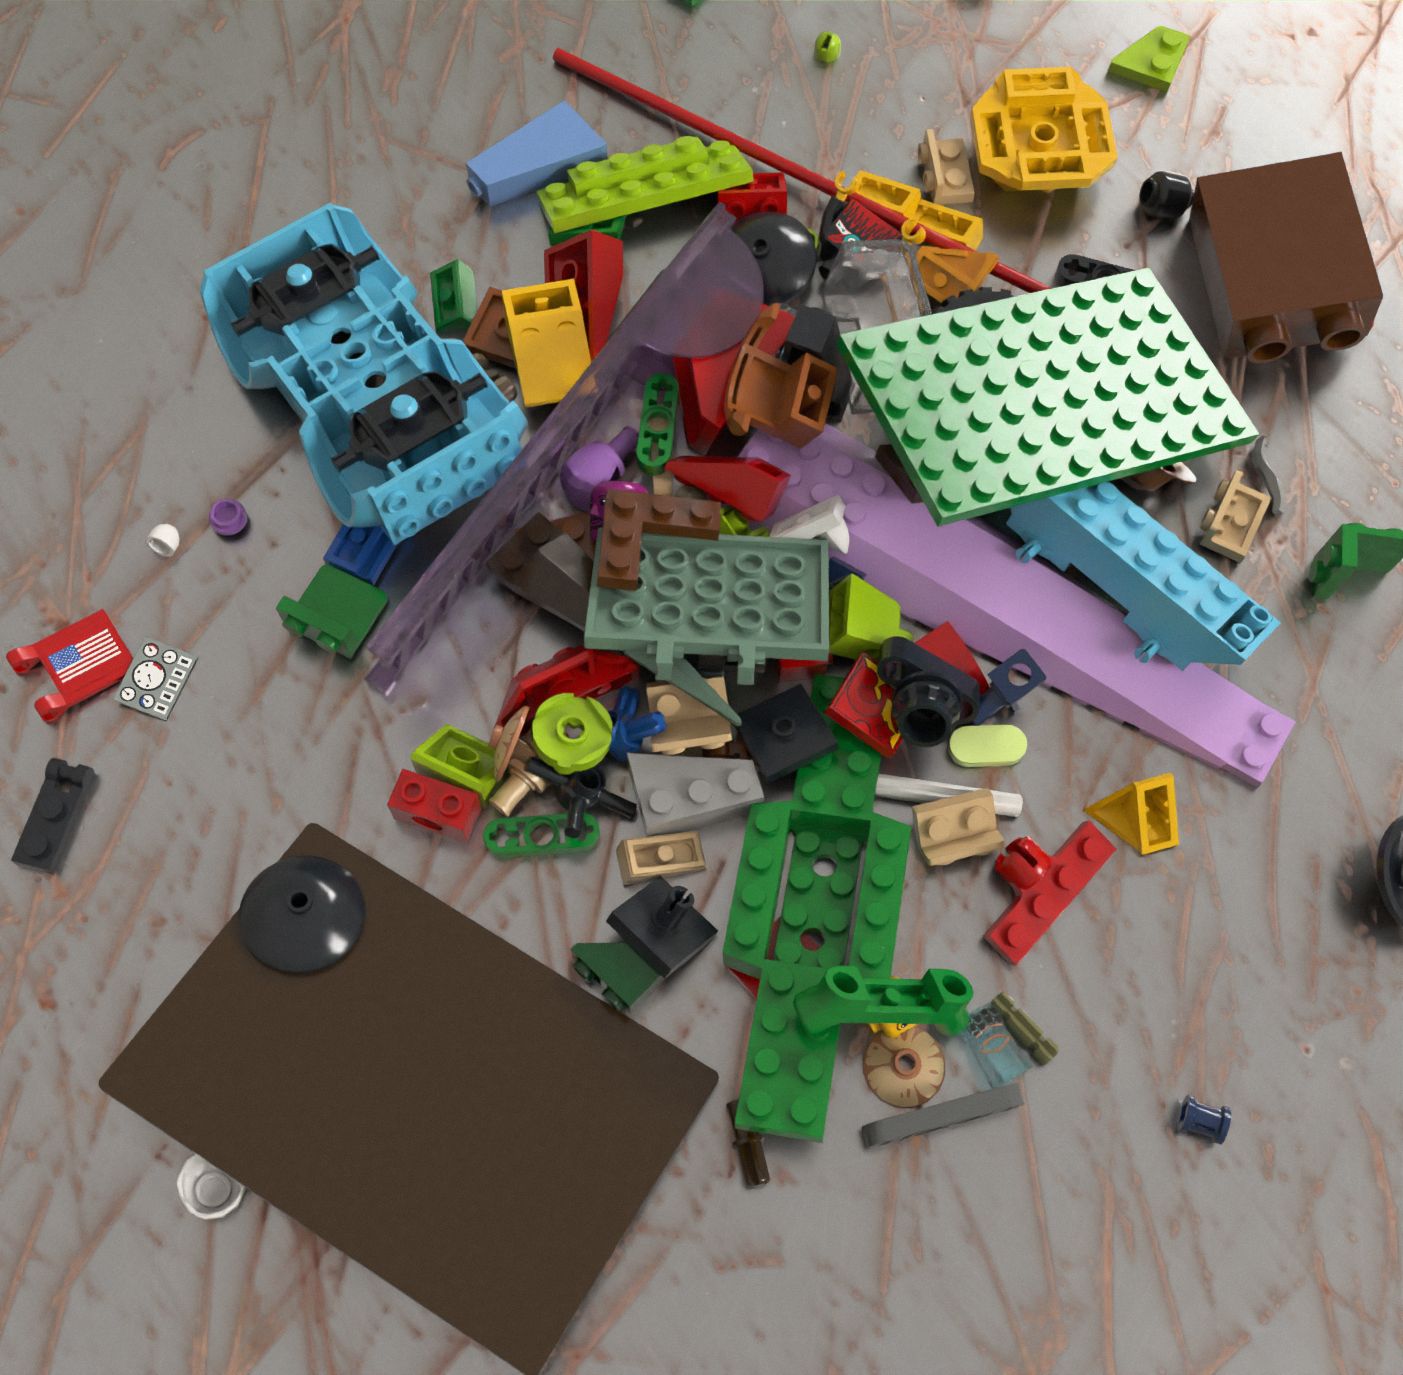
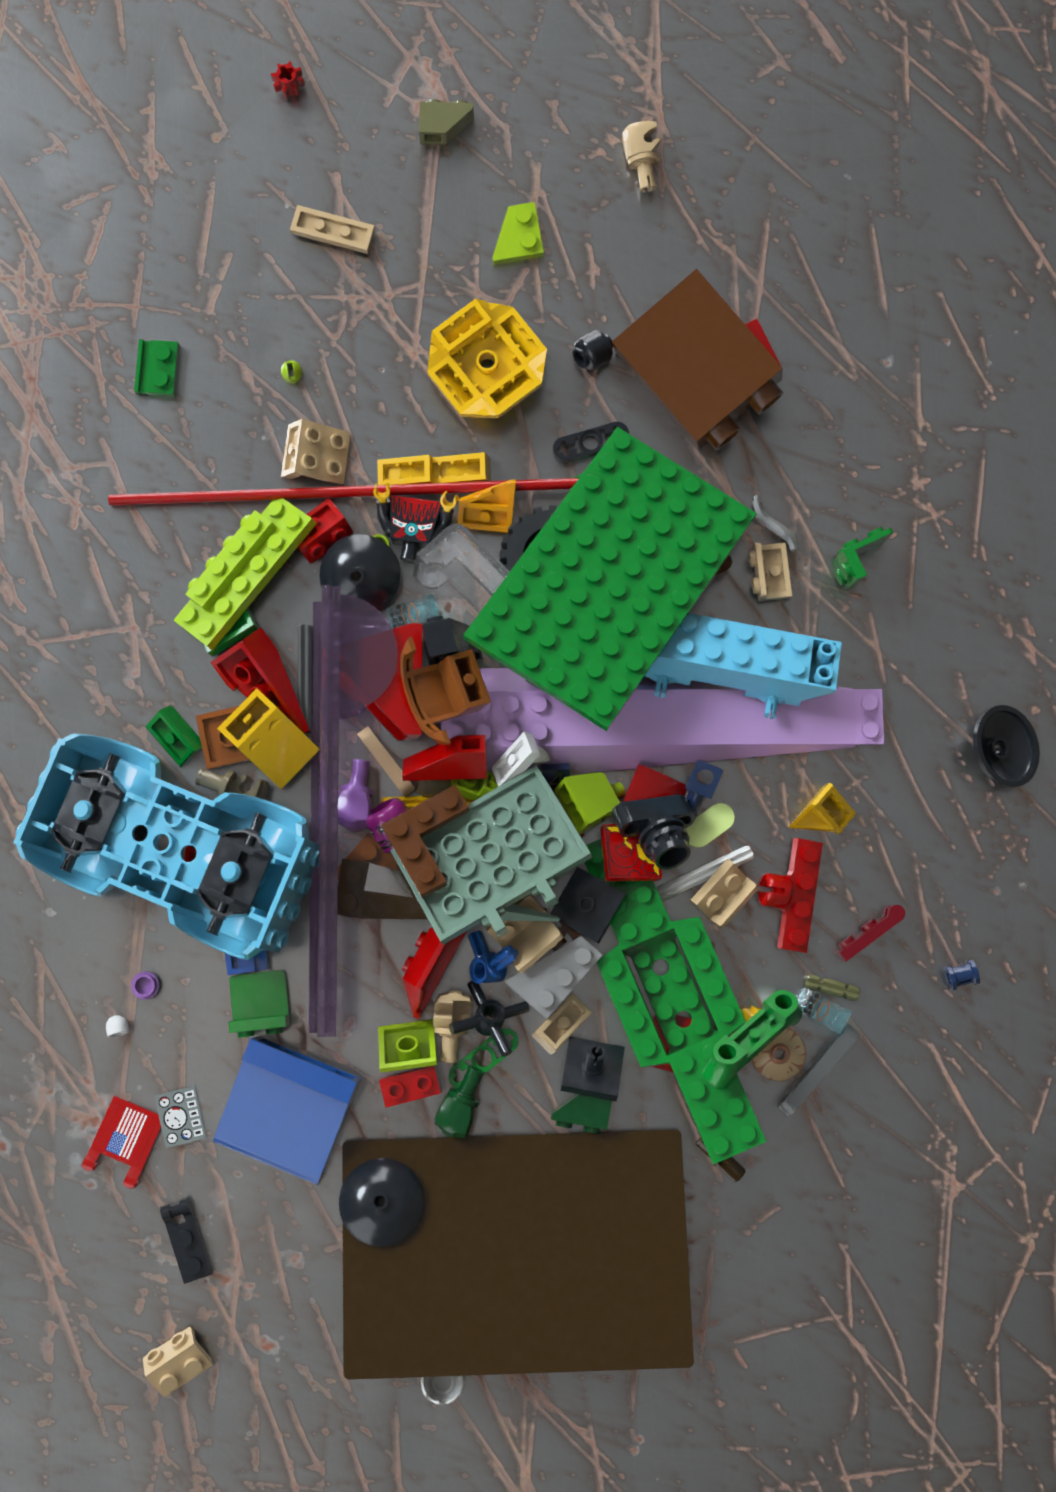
camera: 30 degrees left, 15 degrees up
(275, 739) = (286, 1109): none -> panel
(469, 862) = (458, 1106): none -> dark green piece
(504, 741) = (432, 1025): nougat dish -> none
(534, 156) = (156, 594): medium blue slope -> none
(566, 753) = (459, 979): lime plate -> none
(651, 410) = (359, 734): green beam -> none
(802, 124) = (315, 452): none -> tan bracket
(946, 170) = (435, 422): tan bracket -> none
(1113, 990) = (871, 931): none -> dark red plate
(1338, 47) = (641, 154): none -> tan piece

